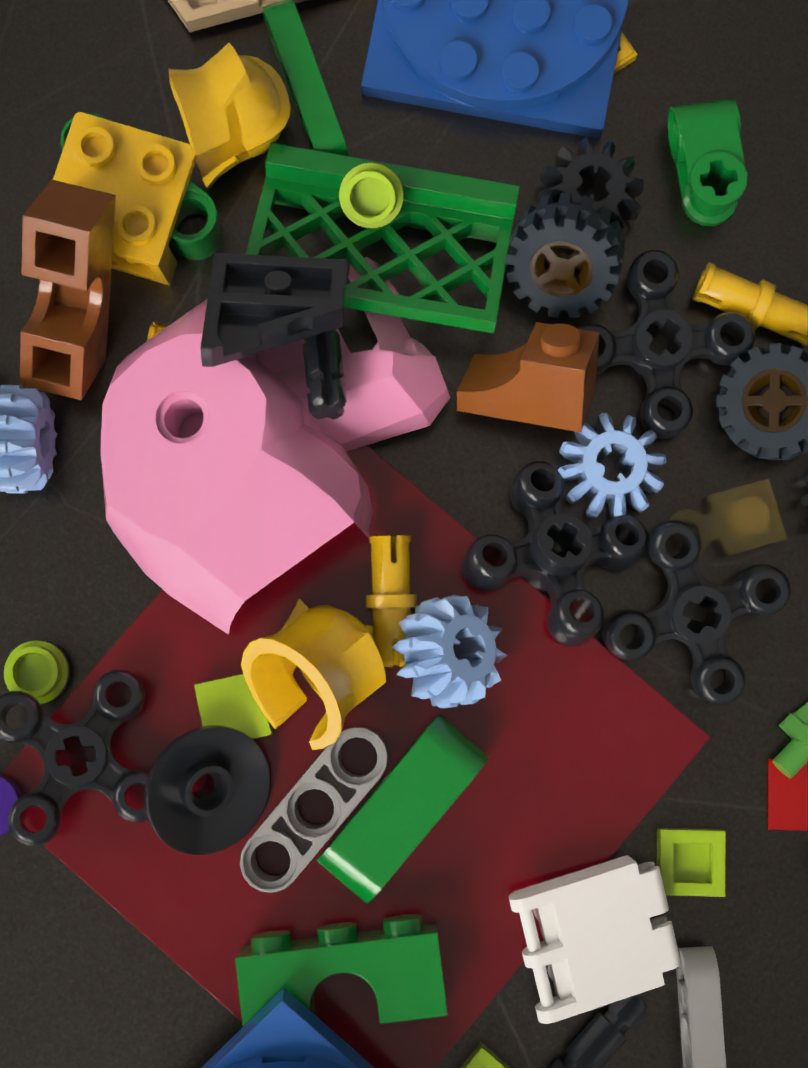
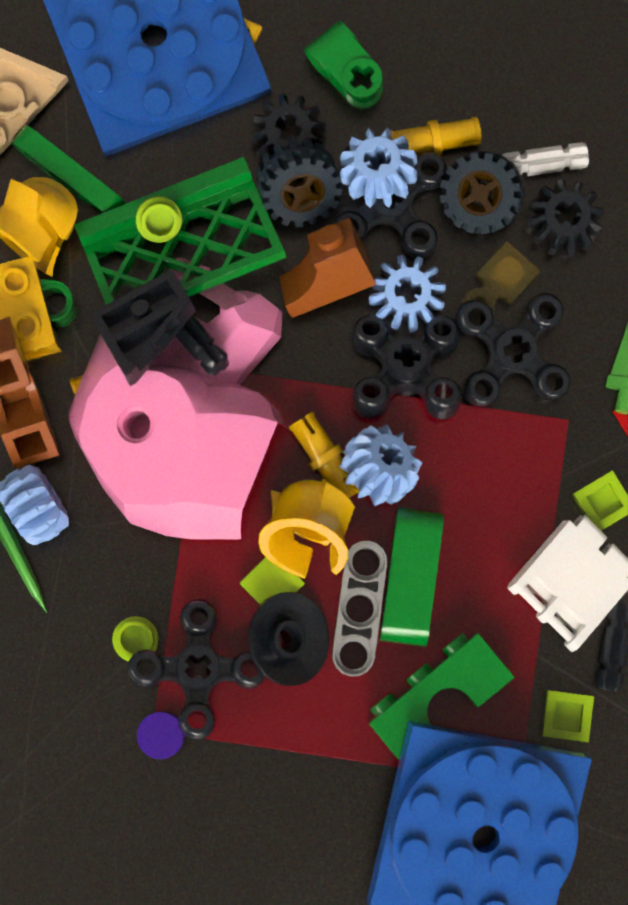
camera: 35 degrees left, 0 degrees up
(672, 293) = (394, 171): none -> light blue gear

